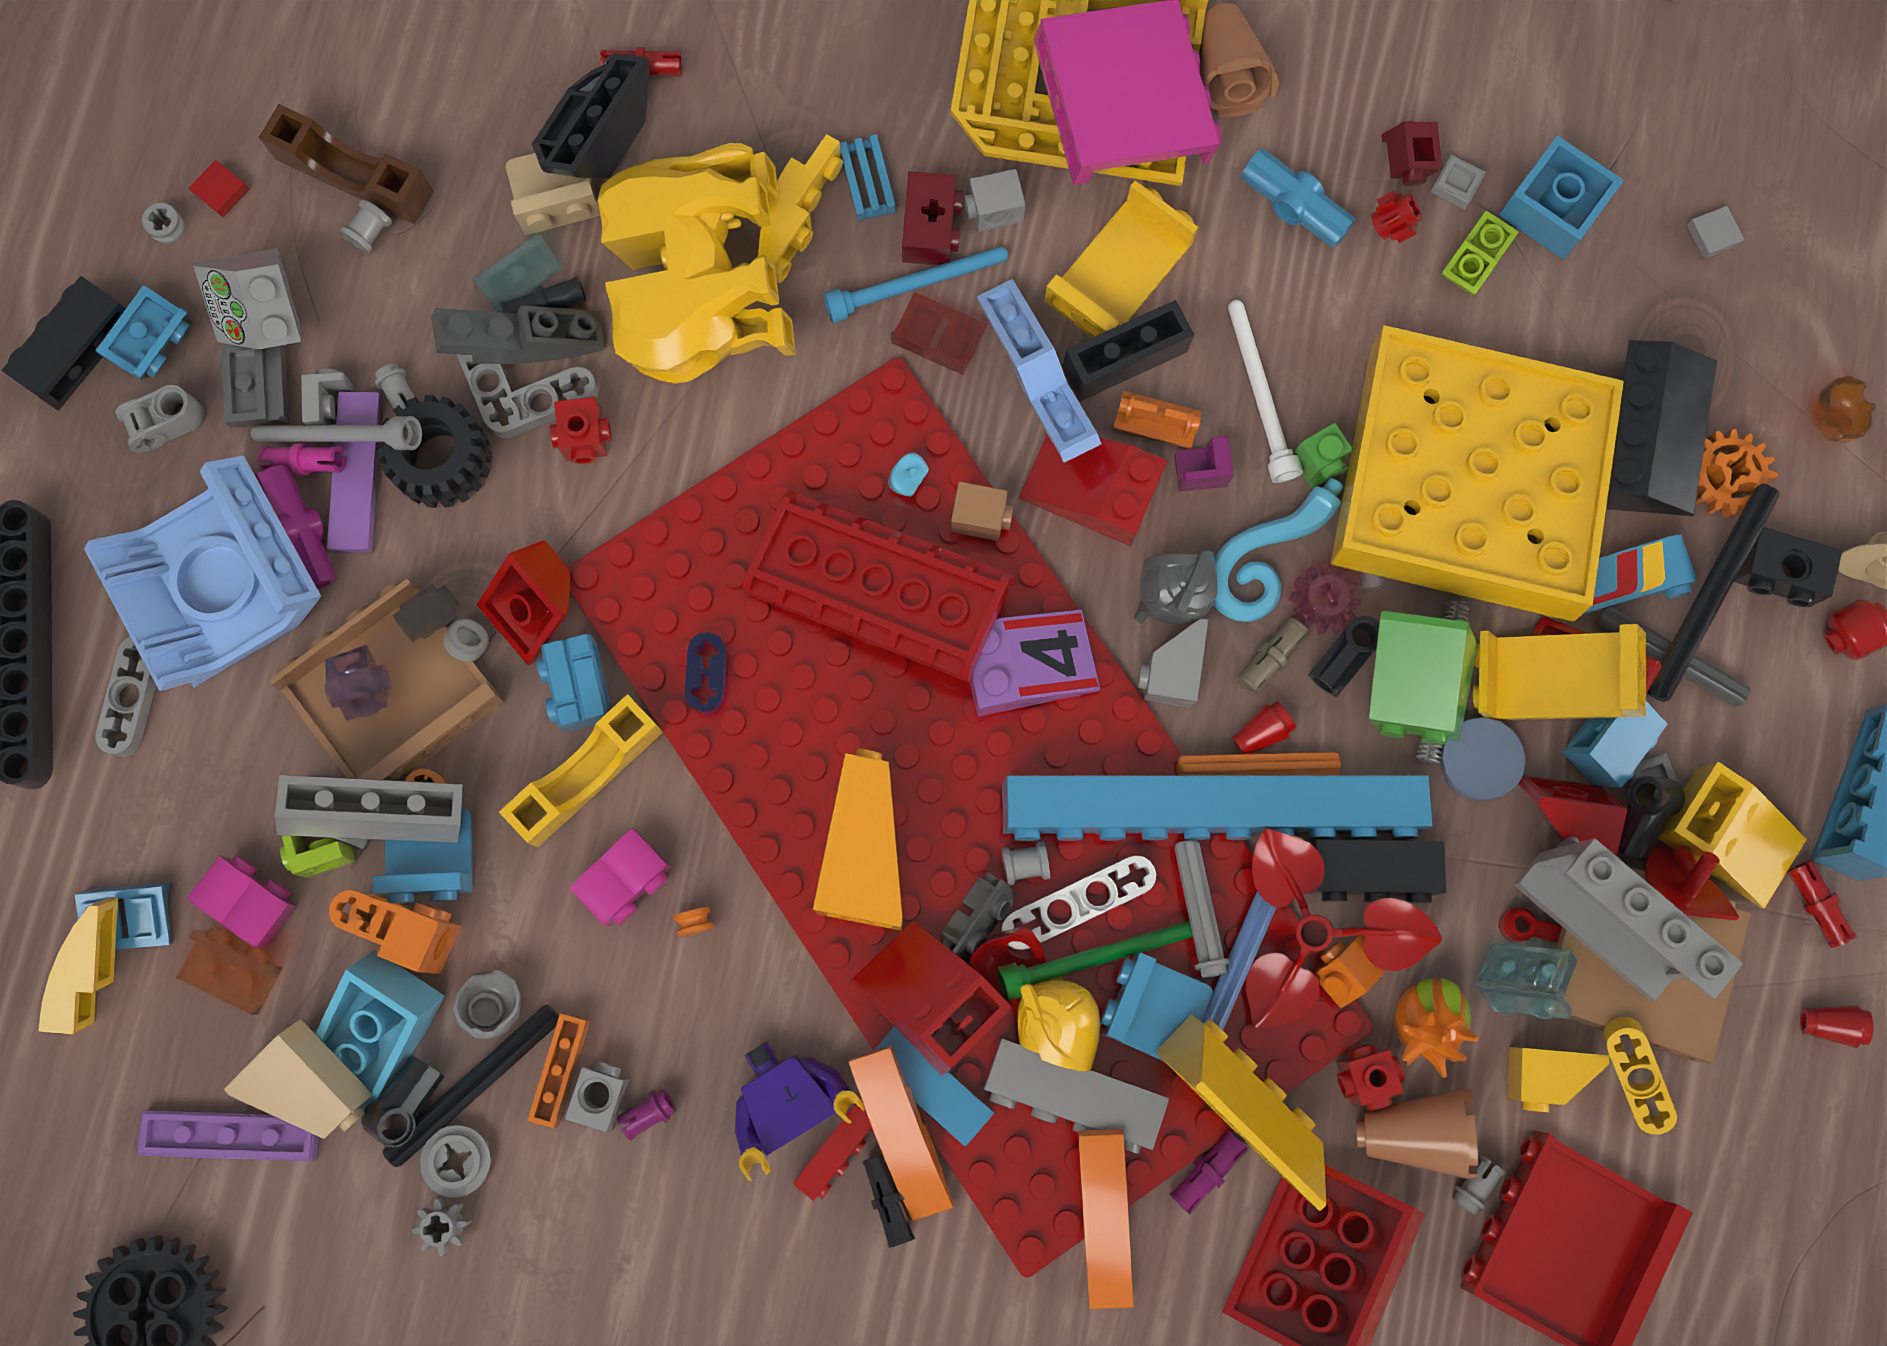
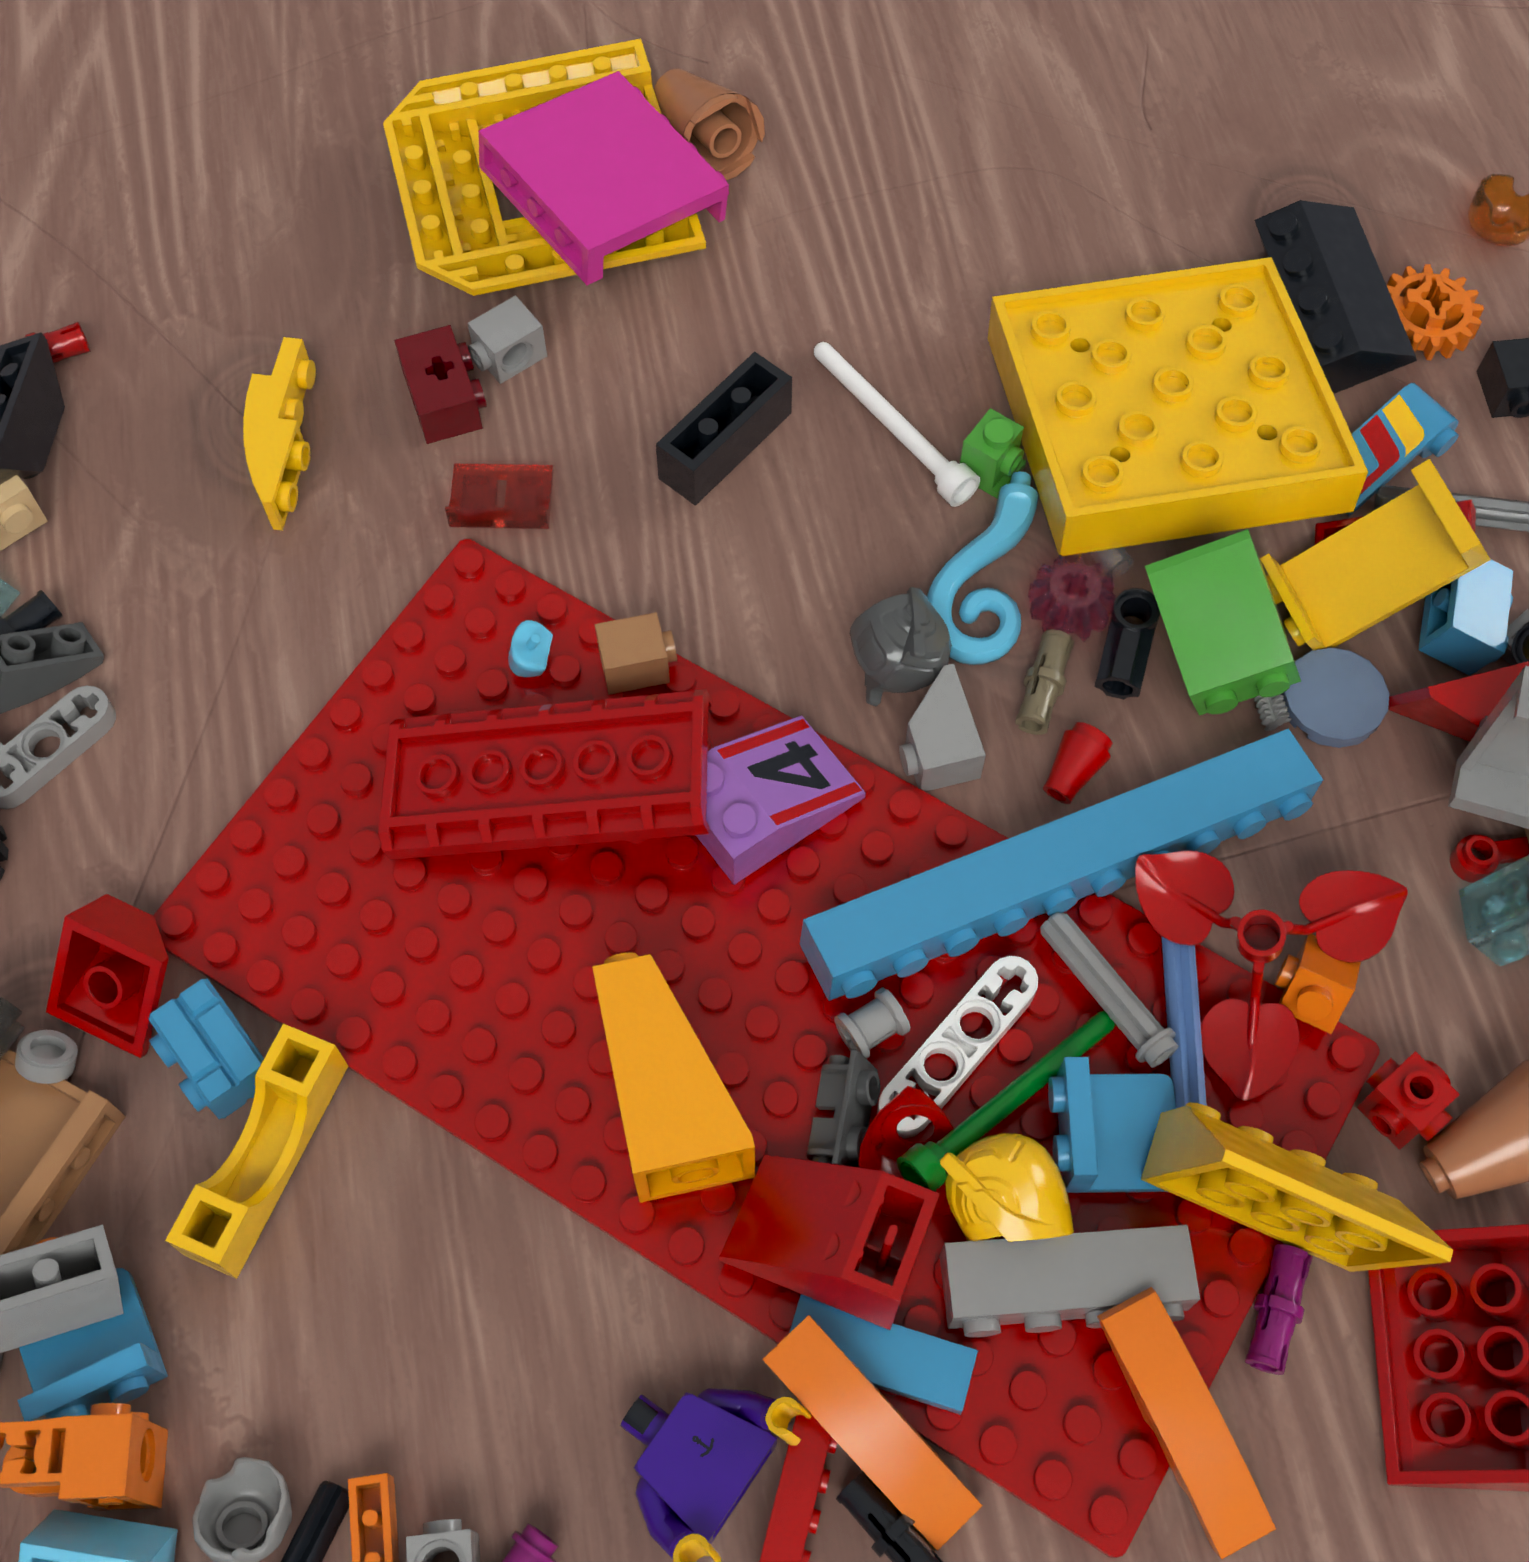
camera: 20 degrees left, 15 degrees down
(580, 430) = (107, 752): red brick -> none
(621, 878) = (363, 1267): dark pink brick -> none
(679, 217) = (167, 548): yellow animal -> none
(693, 922) = (481, 1282): orange bush -> none
(716, 673) = (363, 971): clear blue beam -> none
(842, 303) = (374, 506): dark azure piece -> none
(860, 147) = (332, 348): dark azure tile -> none
(1039, 371) = (635, 482): light blue bracket -> none
(1098, 489) = (752, 578): red slope -> none
(1123, 263) = (677, 348): yellow panel -> none
(1157, 419) = (792, 490): orange hinge -> none
(1204, 466) = (871, 518): magenta panel -> none
(1260, 764) = (1089, 796): orange axle -> none
(1297, 198) = (836, 223): dark azure piece -> none
(1381, 869) = (1288, 853): black brick -> none
(1396, 216) = (949, 201): red gear -> none
(1413, 151) = (935, 137): dark red brick -> none
(1433, 1022) = (1447, 1002): orange hair -> none
(1458, 182) = (996, 154): light grey tile -> none
(1479, 253) = (1054, 207): lime slope -> none
(1561, 197) = (1109, 123): dark azure brick -> none
(1713, 592) = (1482, 421): black axle -> none
(1715, 232) = (1280, 106): light grey tile -> none

